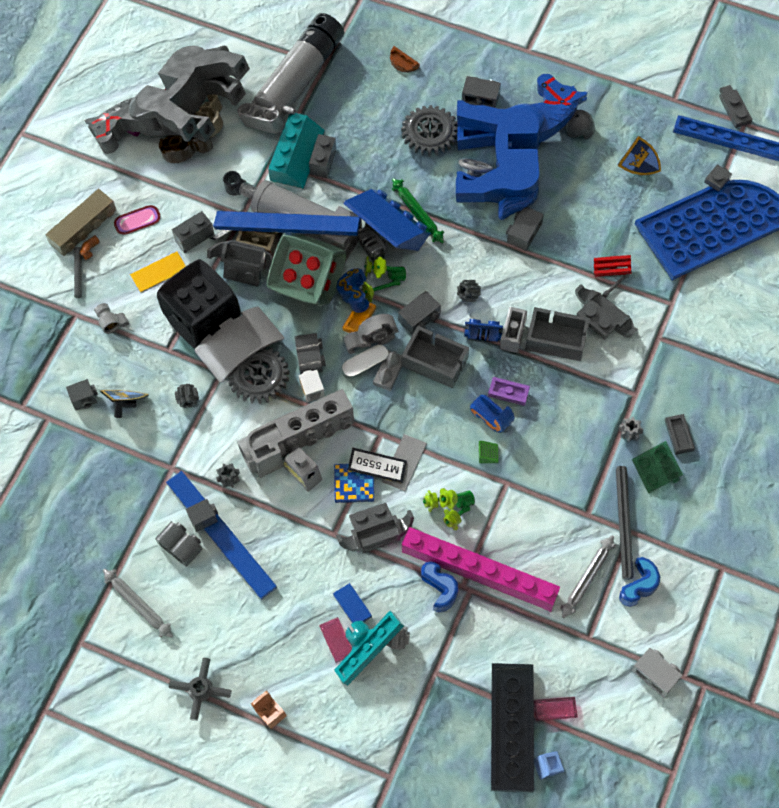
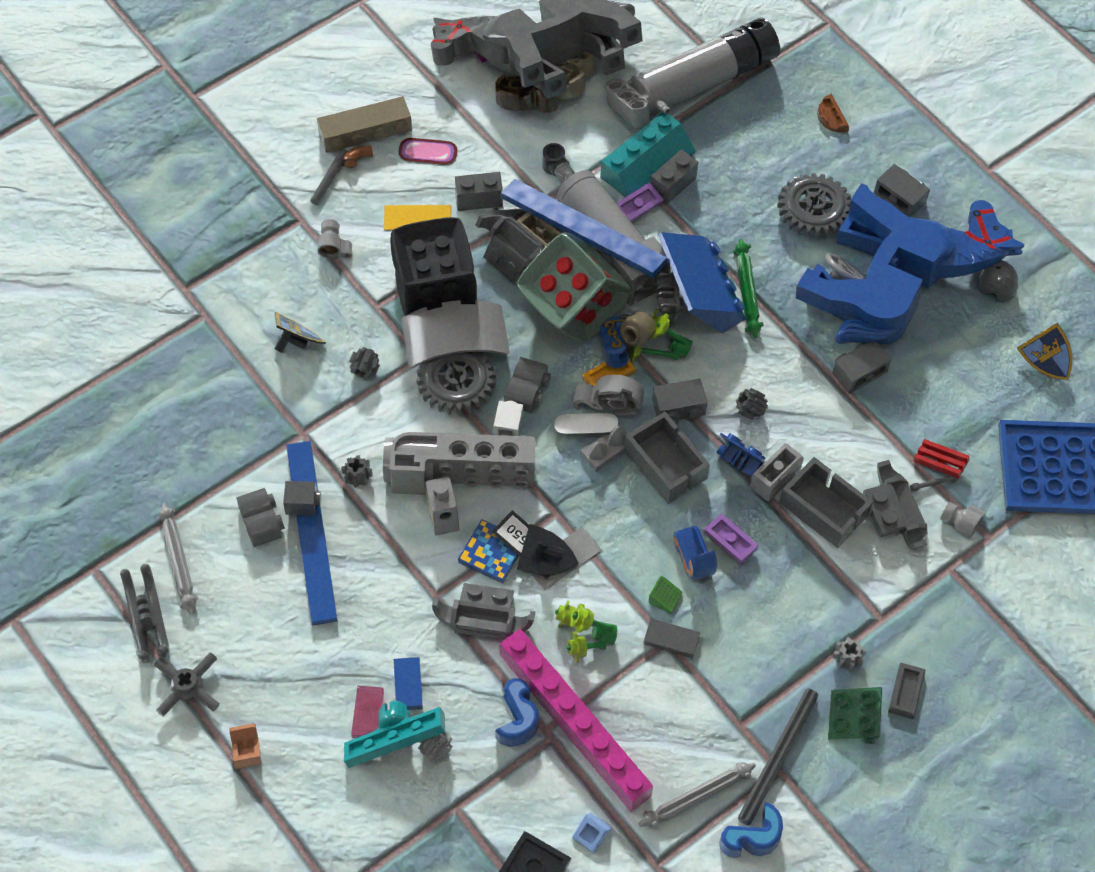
camera: 25 degrees right, 5 degrees down
(82, 394) = (253, 306): dark grey brick -> none
(139, 655) = (145, 613): none -> dark grey piece
(310, 184) = (640, 202): none -> medium lavender plate
(365, 276) = (637, 328): none -> dark tan head
(391, 465) = (545, 553): none -> black shield
(509, 479) = (671, 638): none -> dark grey tile
(534, 639) = (591, 832): none -> light blue slope
(651, 300) = (965, 520): none -> light grey piece

